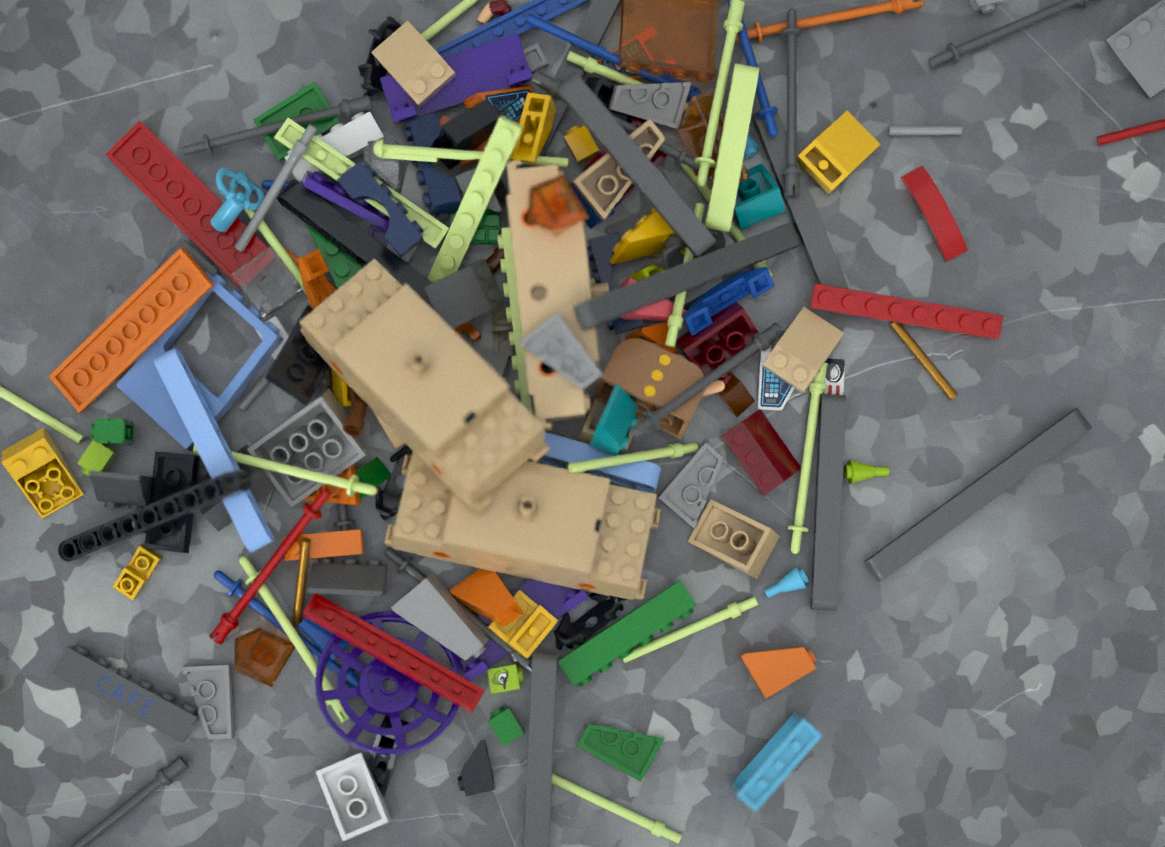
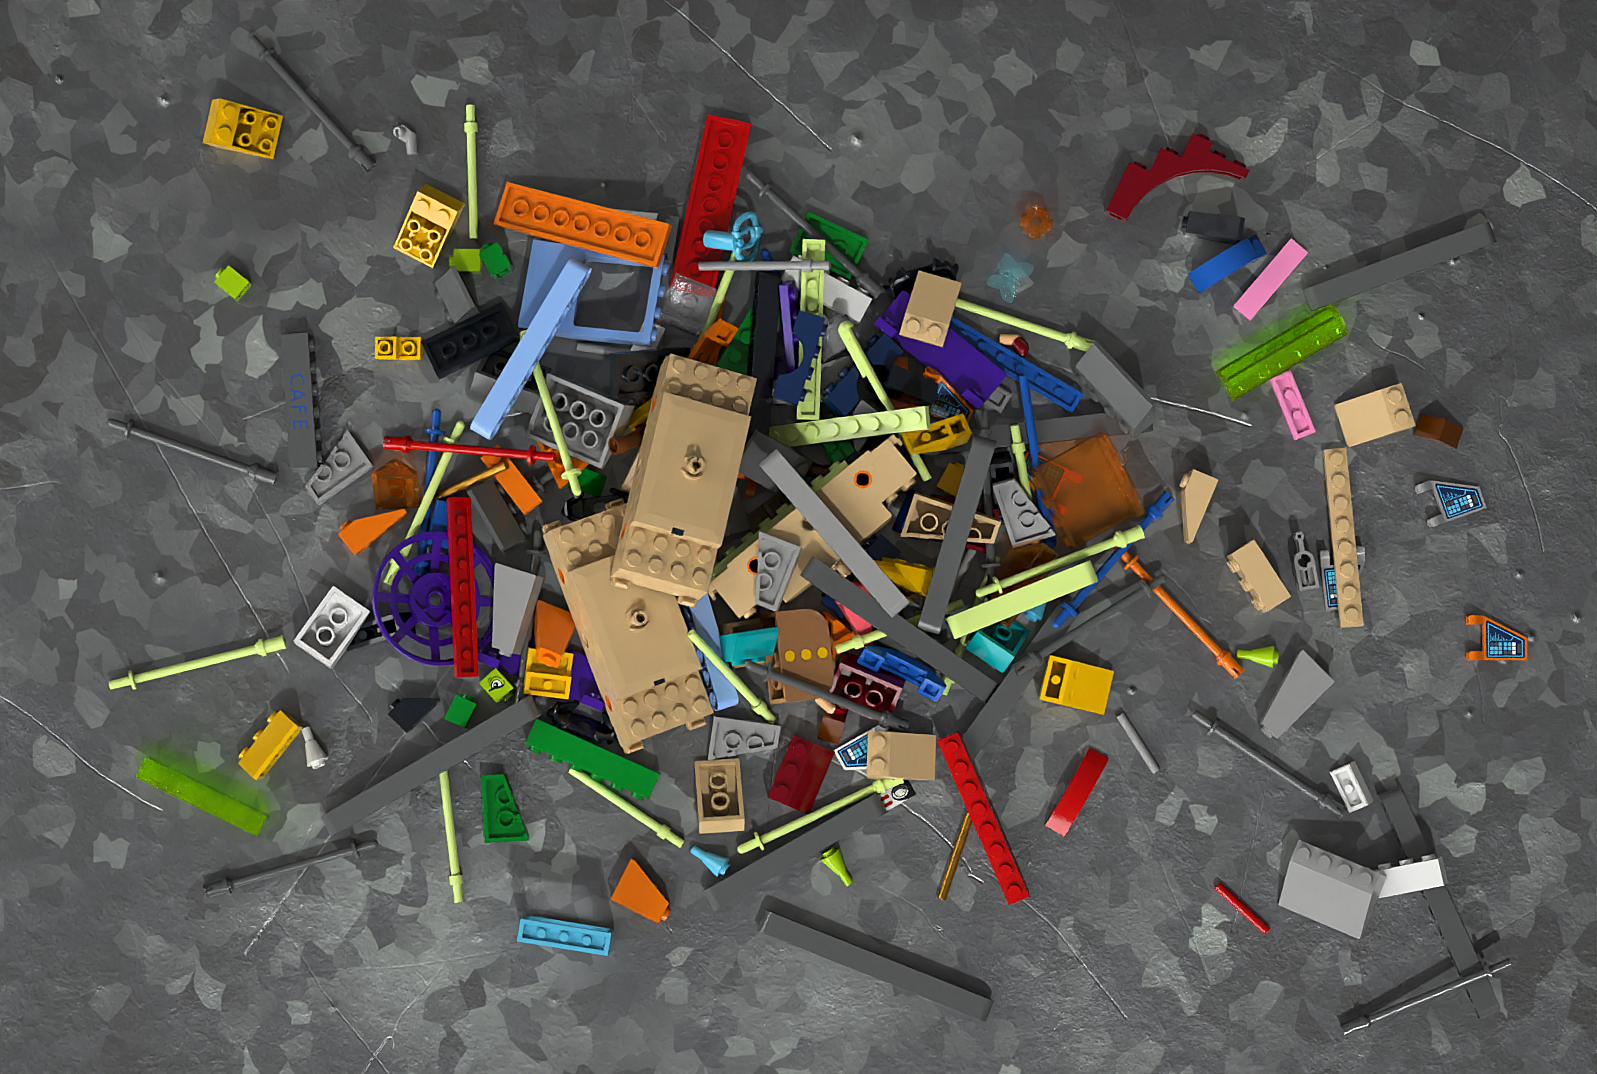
camera: 55 degrees right, 0 degrees up
(163, 515) = (457, 341): black beam -> none
(285, 711) = (365, 531): none -> orange slope
(555, 206) = (882, 493): clear orange slope -> none
(563, 275) = (834, 533): none -> light grey beam

